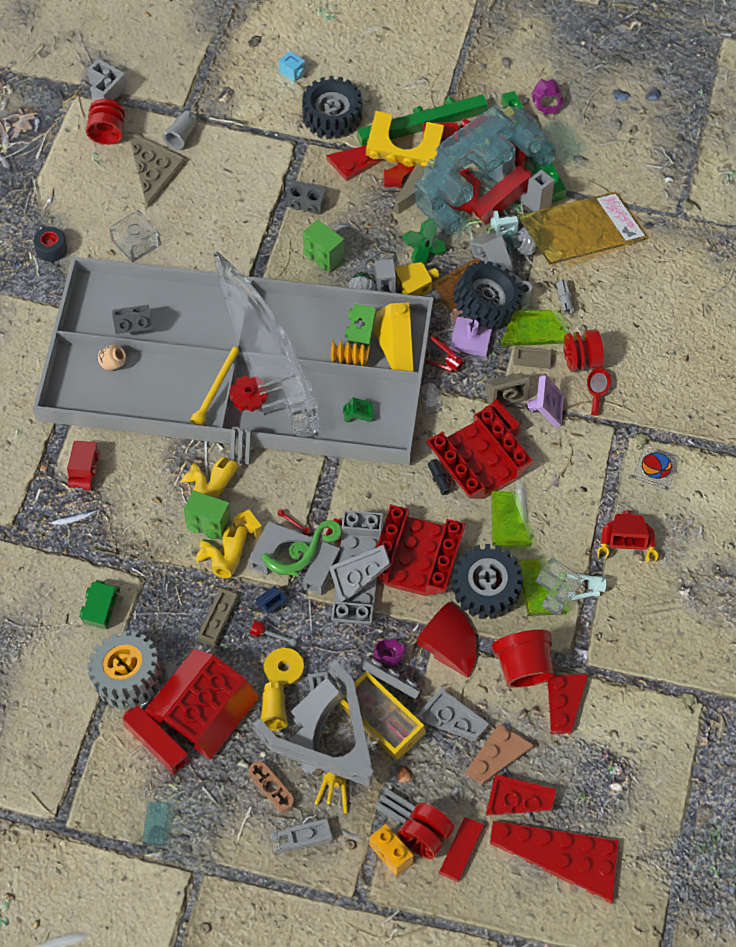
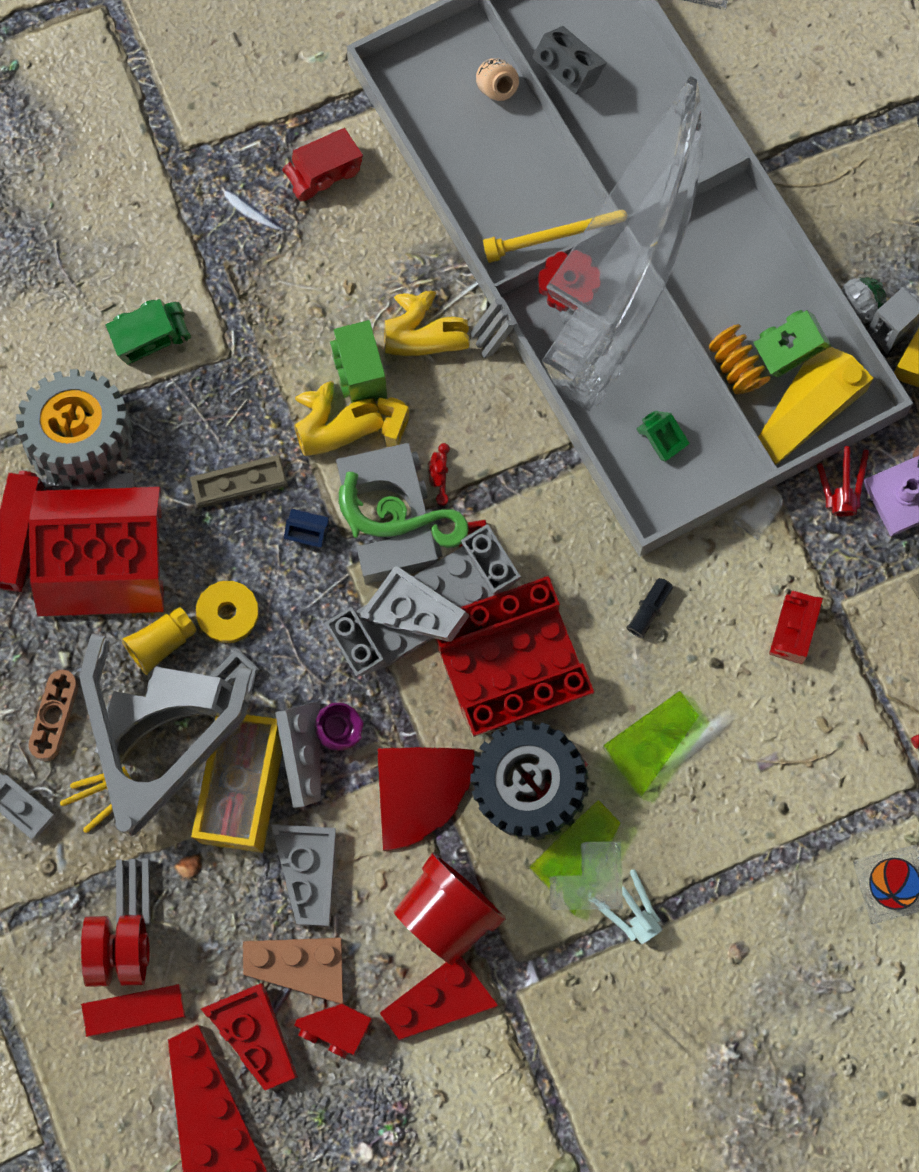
camera: 55 degrees right, 15 degrees up
(258, 629) = (255, 543): hinge -> none
(290, 520) = (436, 468): none -> red plant
(323, 246) = (881, 206): bright green brick -> none
(391, 850) = (64, 924): light orange brick -> none
(482, 455) = (719, 638): red slope -> none
(508, 389) = (853, 600): dark tan slope -> none
(545, 753) = (337, 1026): none -> red slope
(548, 401) = (876, 670): lavender tile -> none
(628, 532) = (752, 917): red torso -> none

